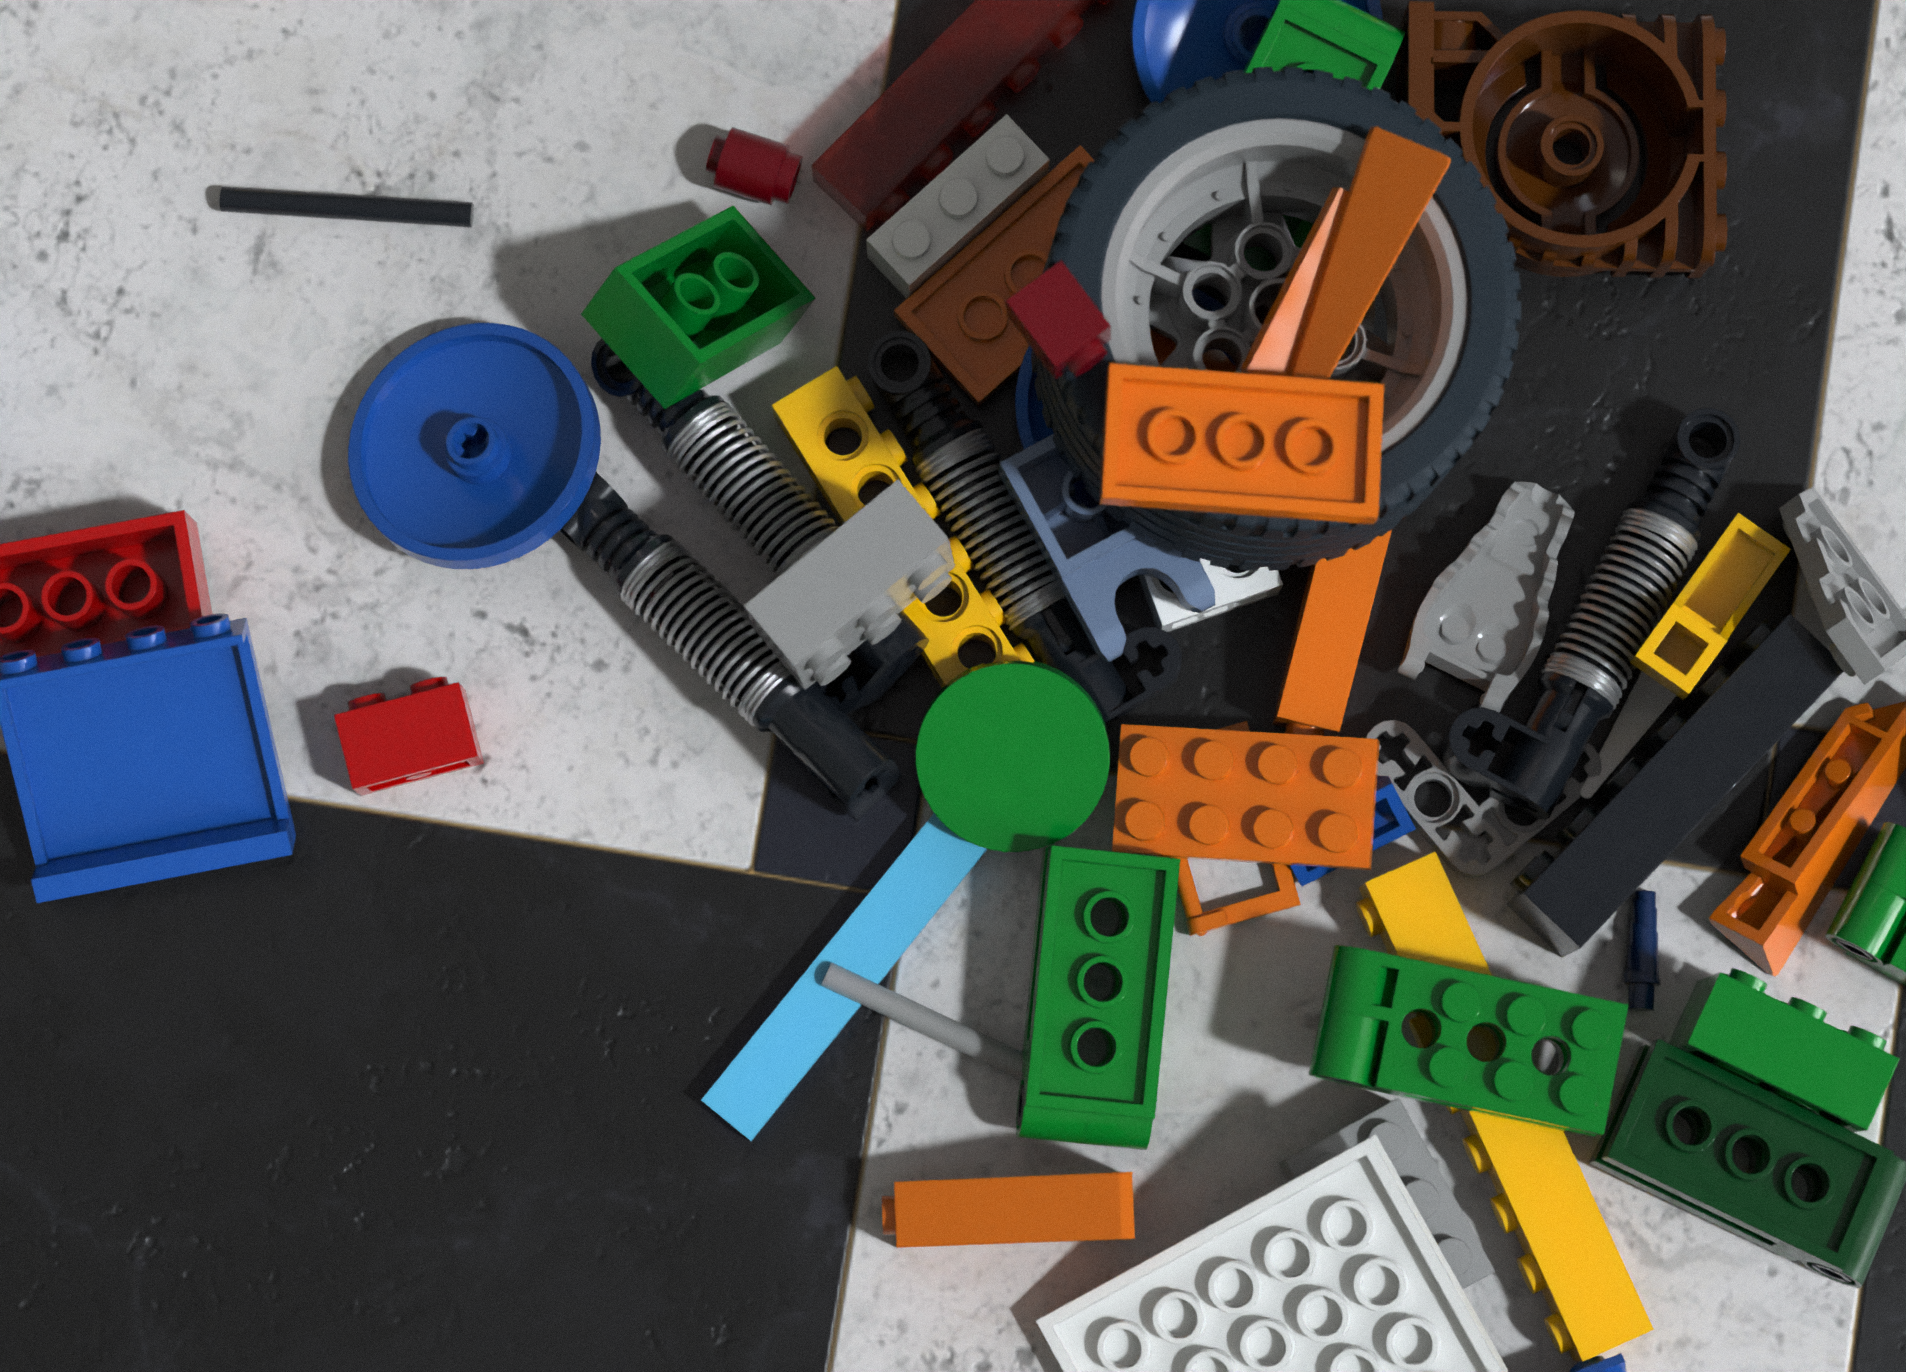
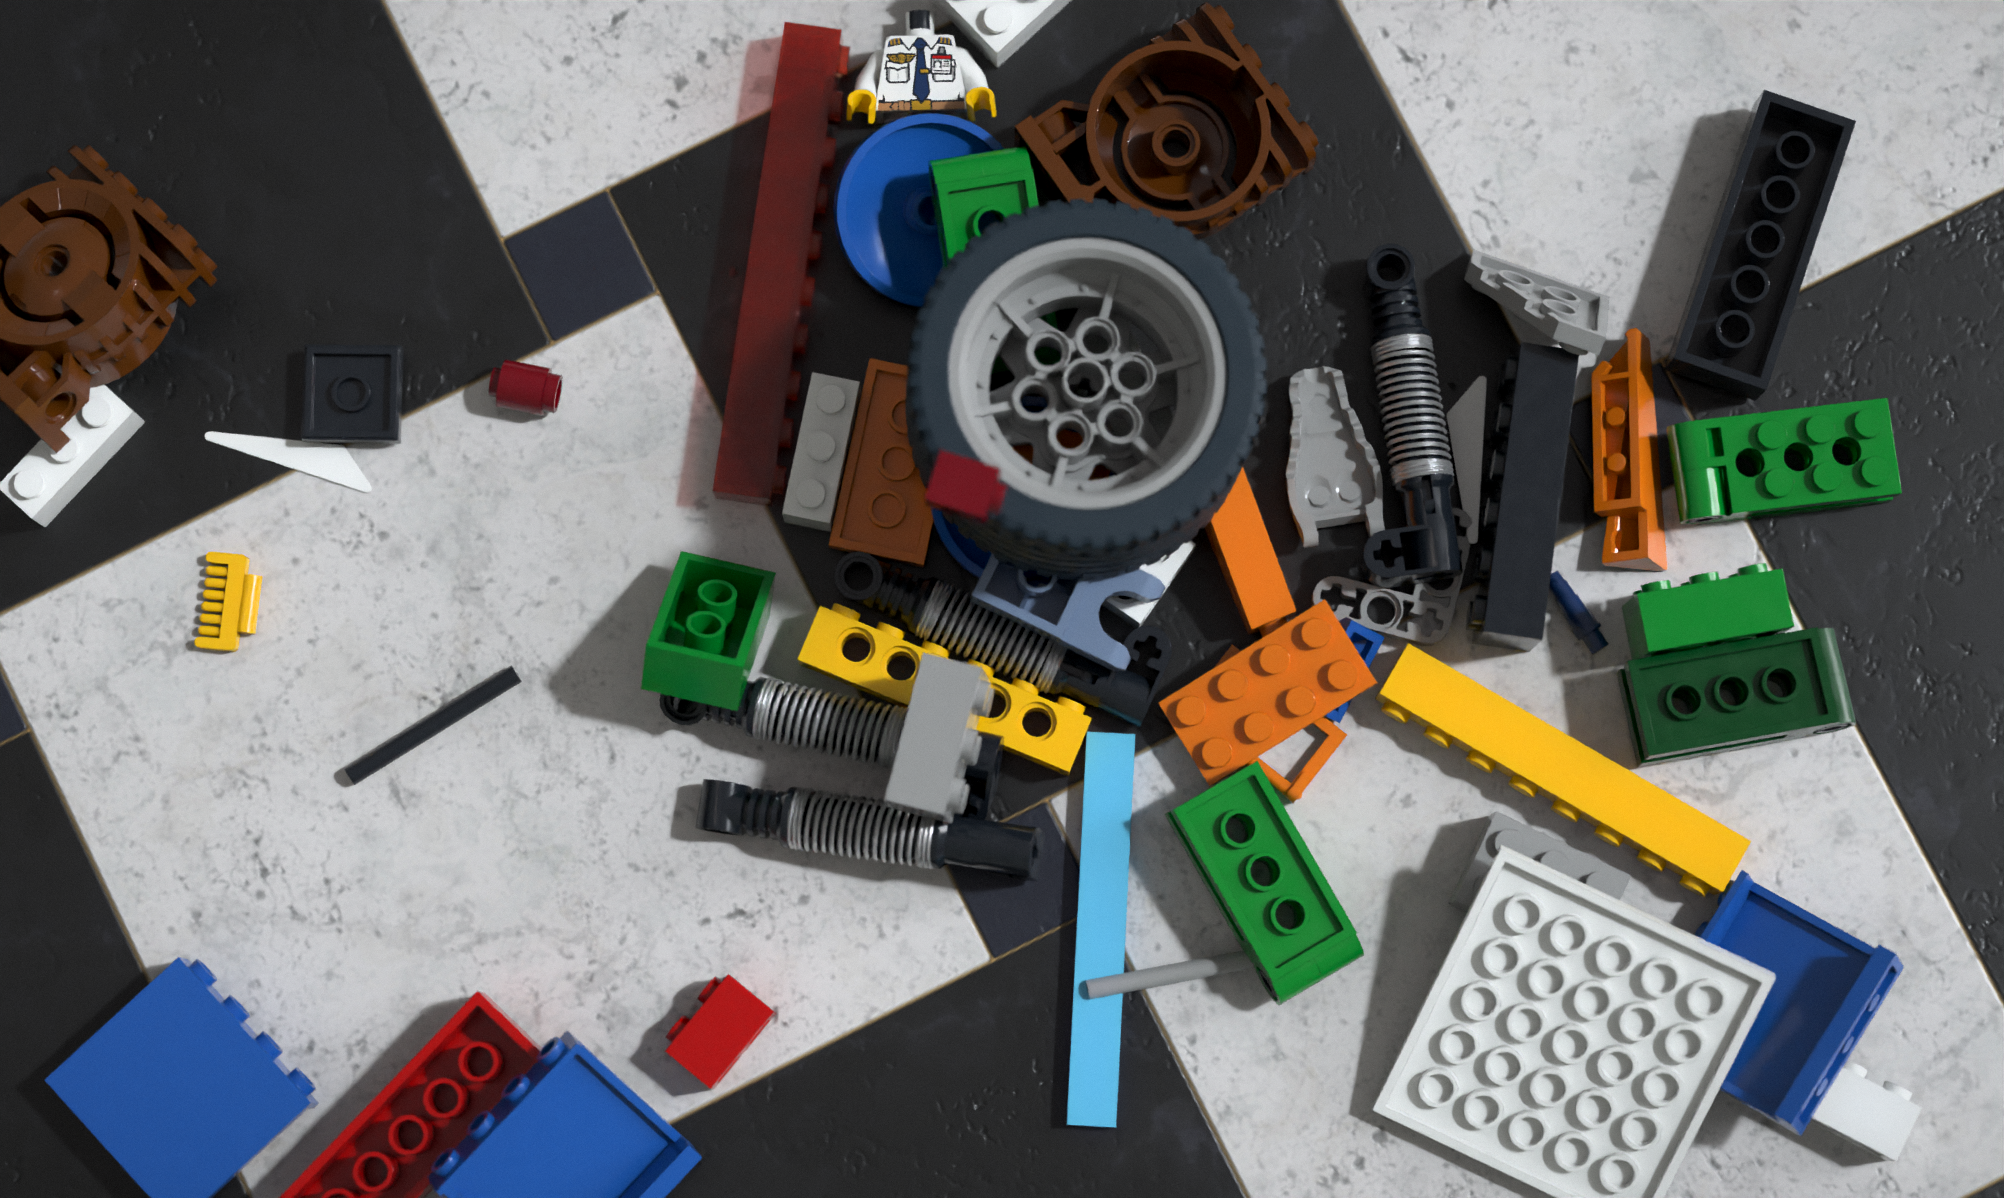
camera: 35 degrees left, 0 degrees up
(474, 446) = (628, 818): blue dish -> none
(754, 166) = (674, 516): dark red brick -> none
(1010, 1210) = (1309, 1053): orange slope -> none
(1012, 755) = (1107, 771): green tile -> none
(1242, 443) = (1129, 483): orange plate -> none
(1346, 258) = (1112, 339): orange wedge -> none
(1364, 1045) = (1454, 794): green hinge -> none
(1710, 606) = (1467, 371): yellow arch -> none

